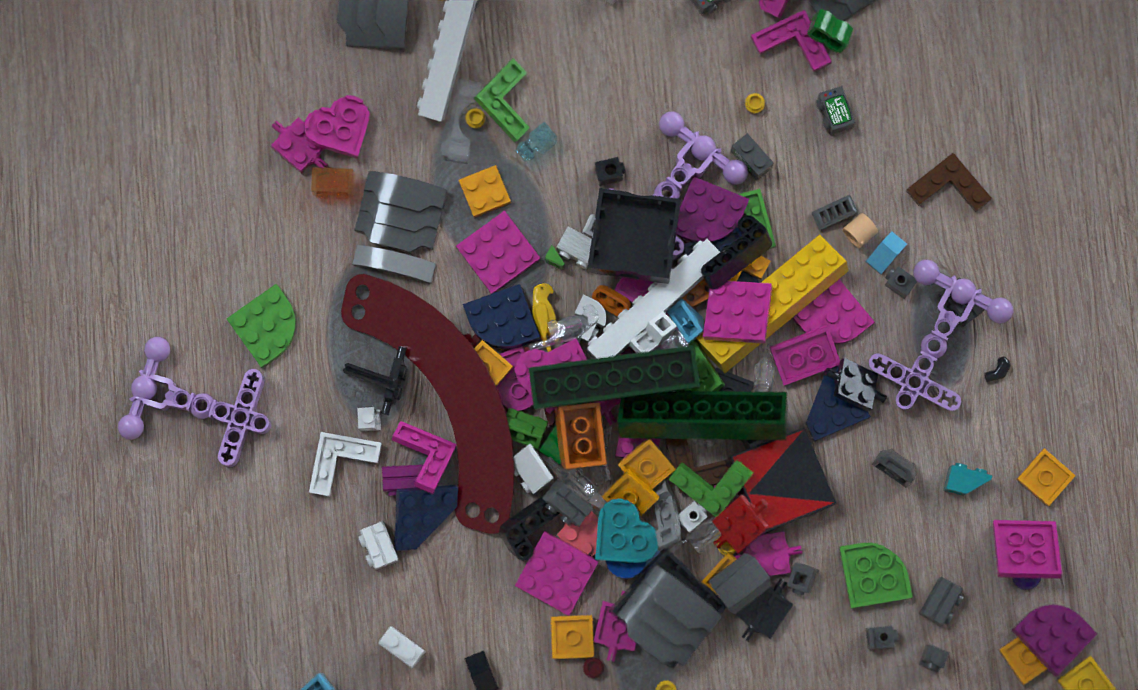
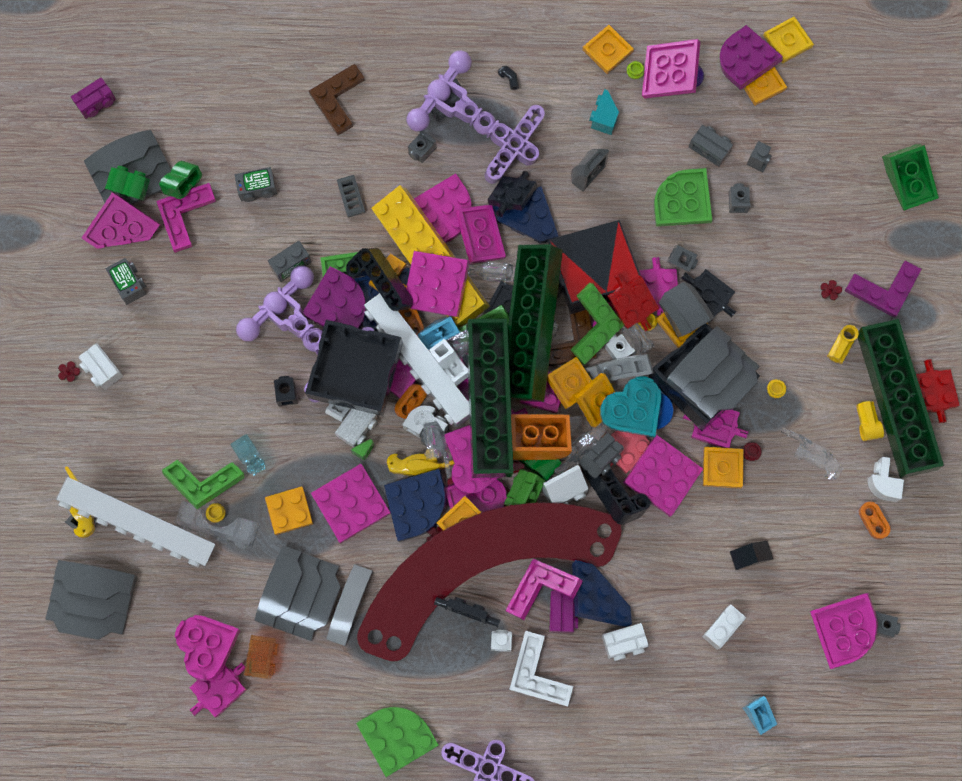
camera: 85 degrees left, 5 degrees down
(371, 376) = (462, 632): black axle -> none
(754, 103) = (238, 255): yellow plate -> none
(860, 230) = (370, 175): light nougat piece -> none
(886, 252) = (393, 157): medium azure slope -> none
(1024, 510) = (635, 70): none -> lime plate

